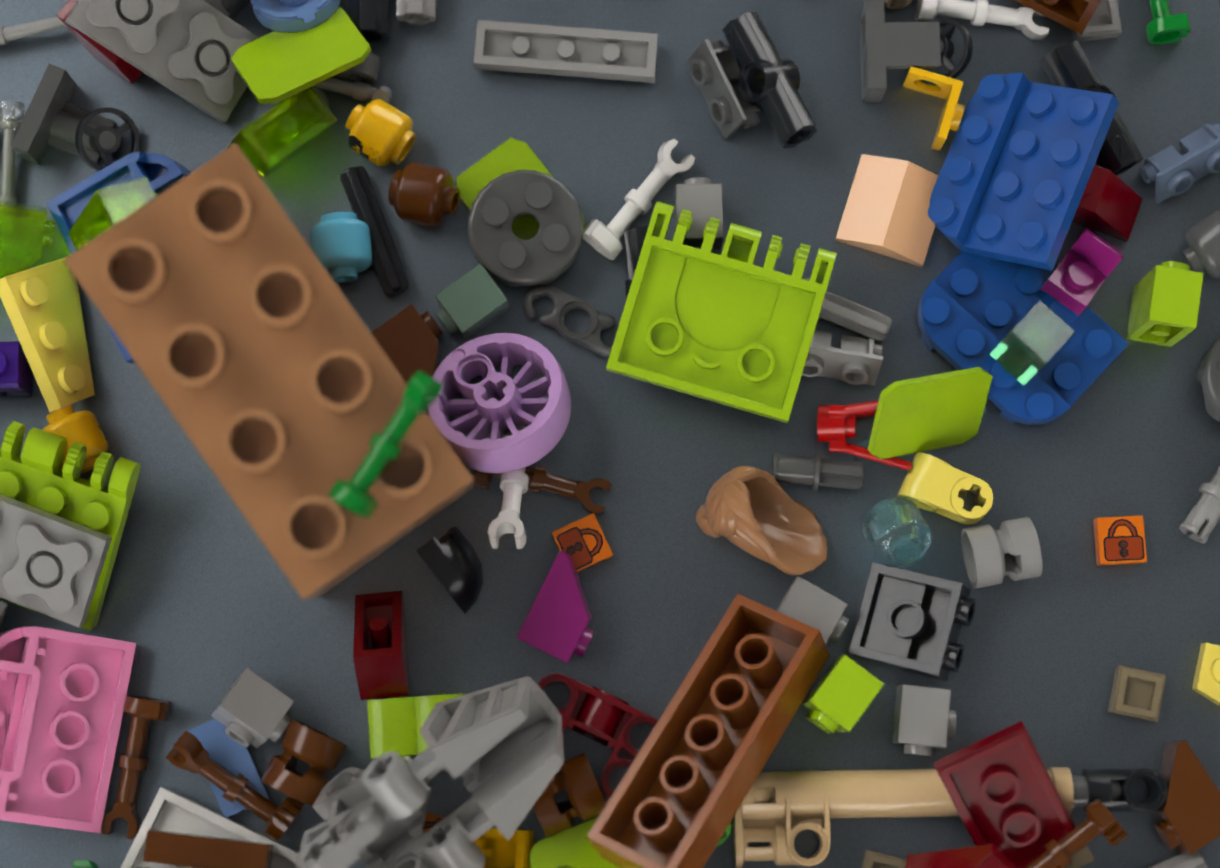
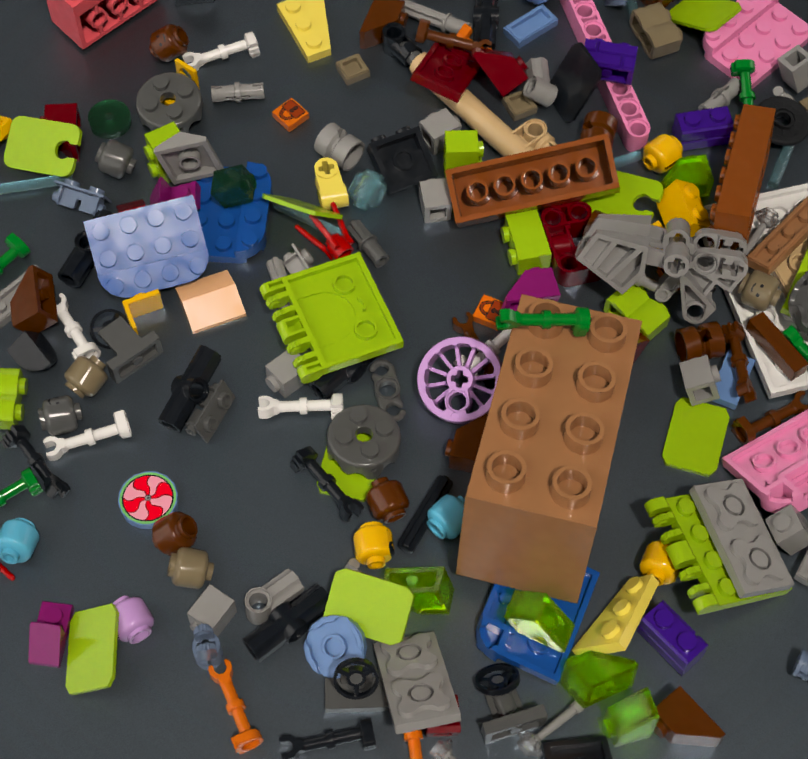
camera: 130 degrees left, 20 degrees down
(195, 645) = (695, 437): none -> lime piece
(471, 303) = (422, 438): sand green brick -> none
(510, 147) = (306, 459): none -> black piece
(565, 51) = (252, 496): light grey plate -> none
(639, 673) = (526, 241): none -> lime brick
(763, 521) = (413, 242): medium nougat hair -> none
(1126, 312) = (187, 157): none -> light grey slope

